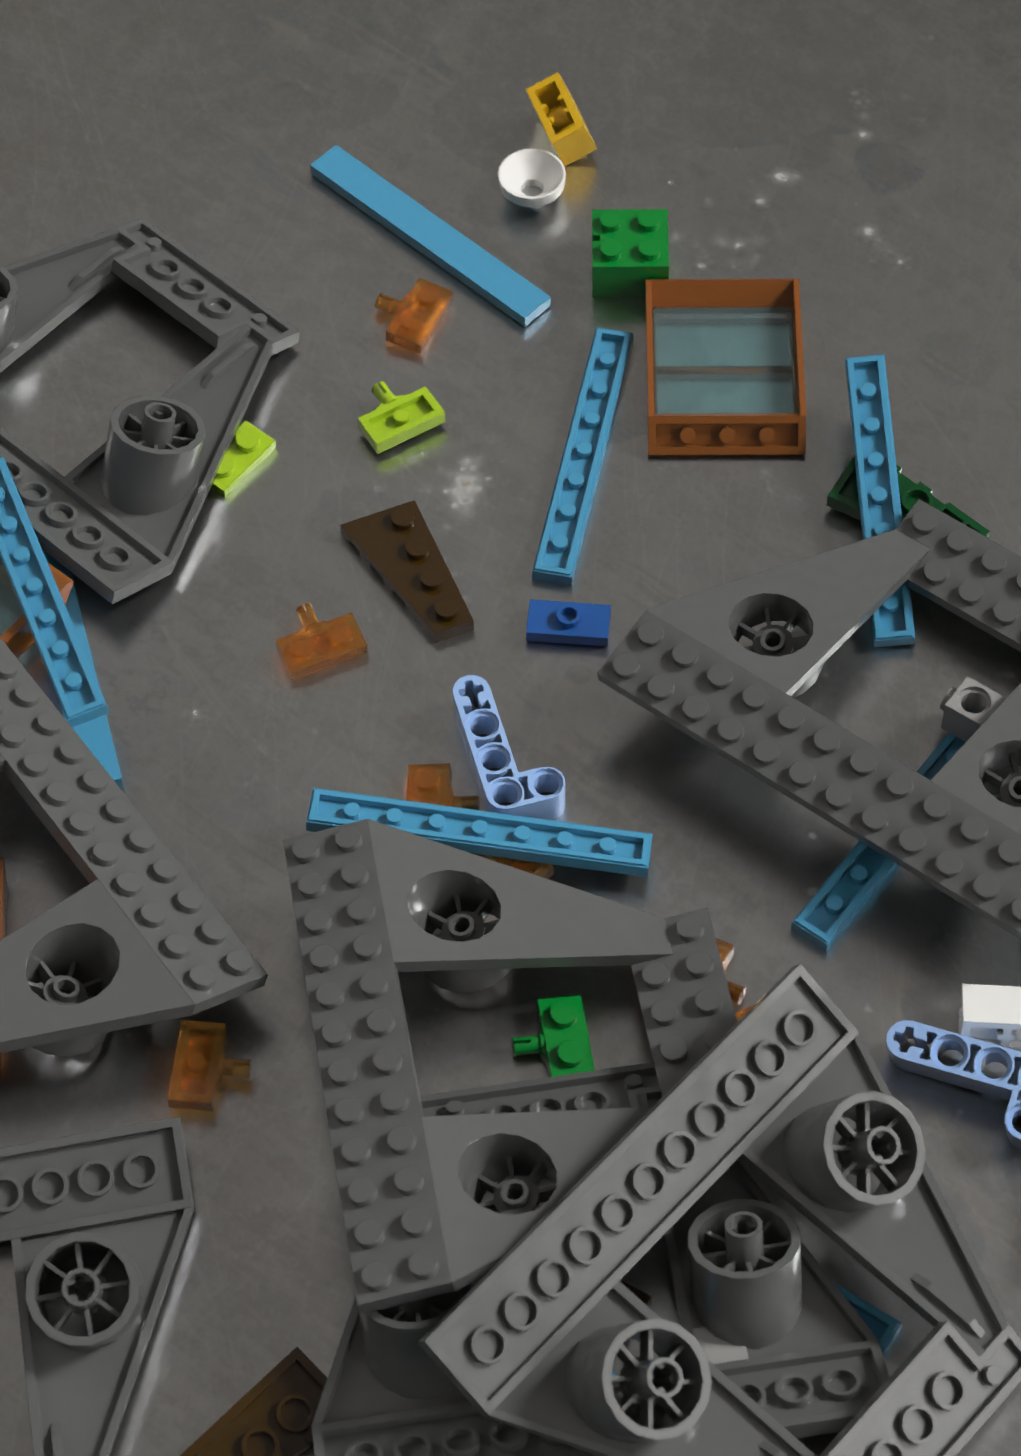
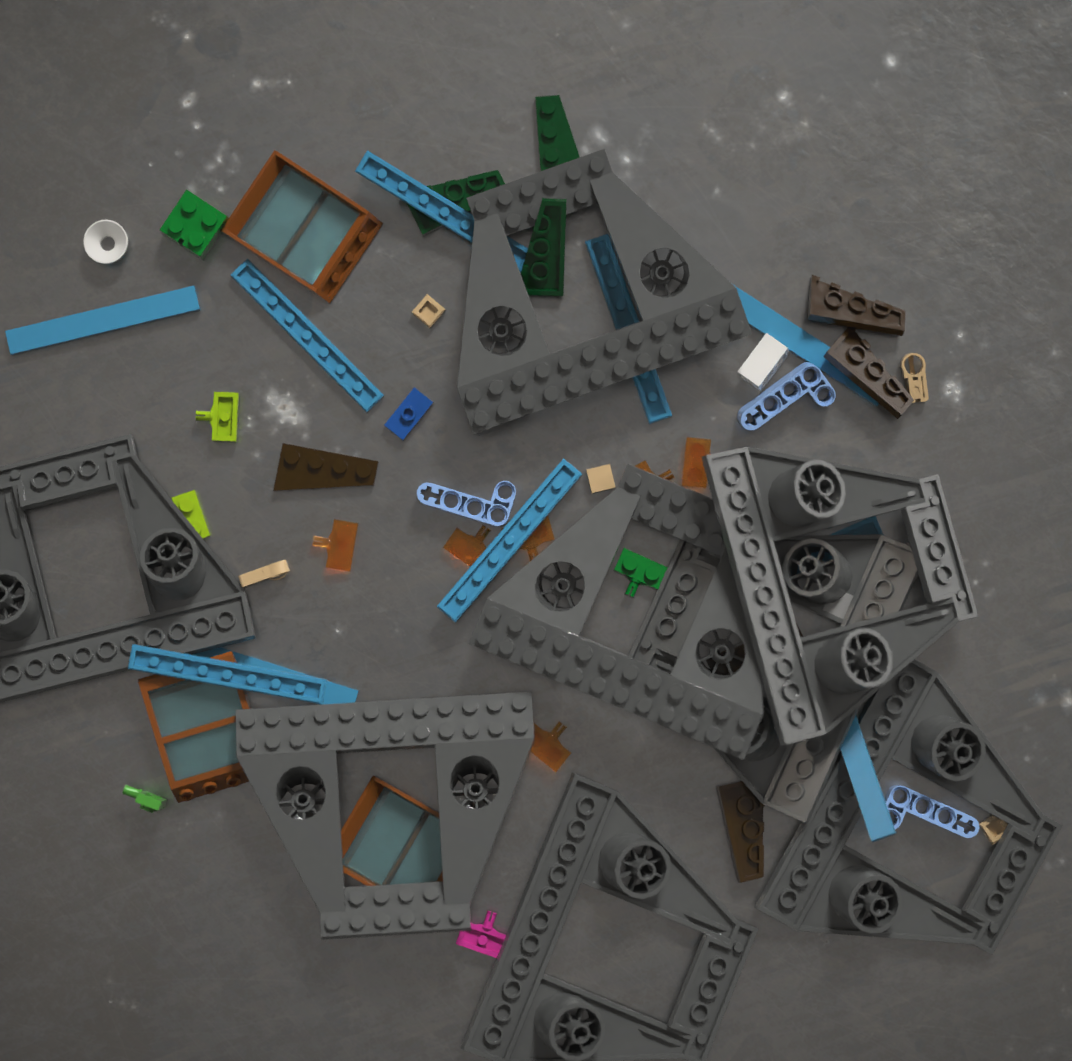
camera: 60 degrees left, 30 degrees up
(222, 578) = (264, 573): none -> tan piece
(415, 314) = (155, 363): clear orange plate -> none
(561, 119) = (76, 199): yellow brick -> none
(662, 901) = (600, 478): none -> tan tile
(728, 565) = (428, 311): none -> tan tile
(914, 650) = (545, 255): none -> dark green wing
(968, 697) = (606, 250): light grey brick -> none

